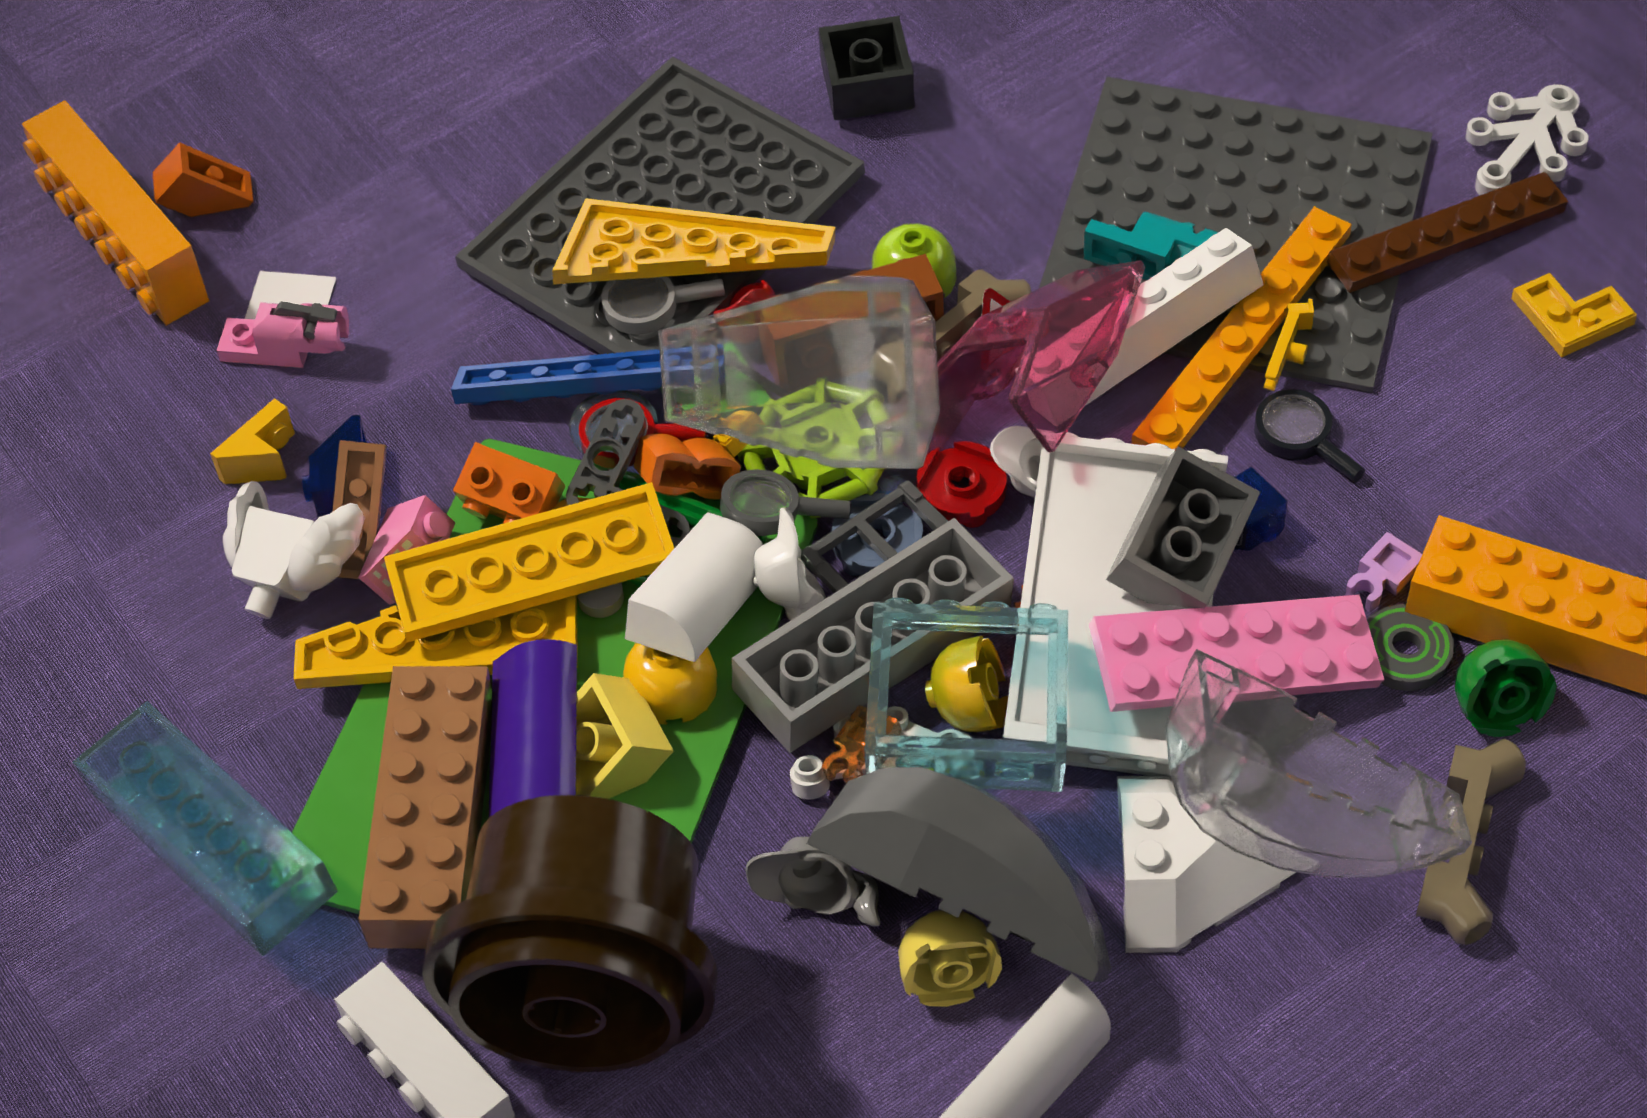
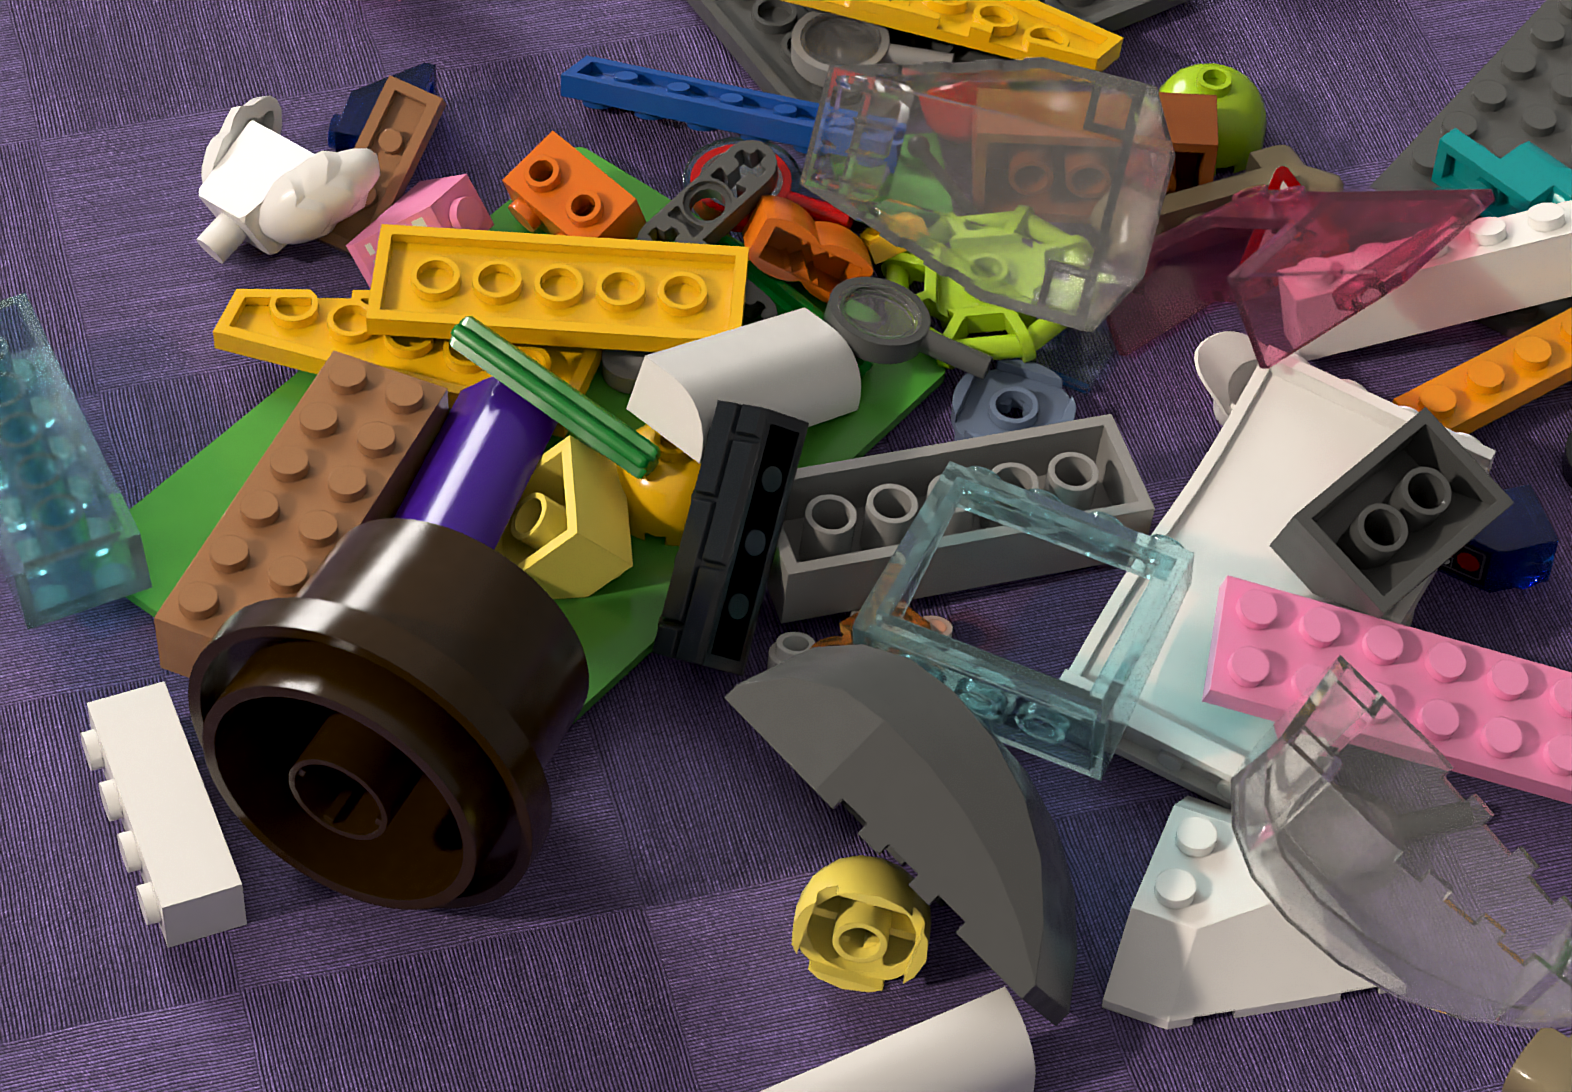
camera: 15 degrees right, 5 degrees down
(252, 449) = (297, 63): yellow slope -> none
(570, 648) = (555, 397): none -> green axle
(737, 709) = (730, 537): none -> black brick
(782, 572) = (868, 400): white hair -> none
(813, 881) = (736, 775): light grey hair -> none
(860, 524) = (994, 390): dark grey window -> none
(967, 686) = (1043, 613): yellow cylinder -> none
(968, 504) = (1141, 415): red plate -> none

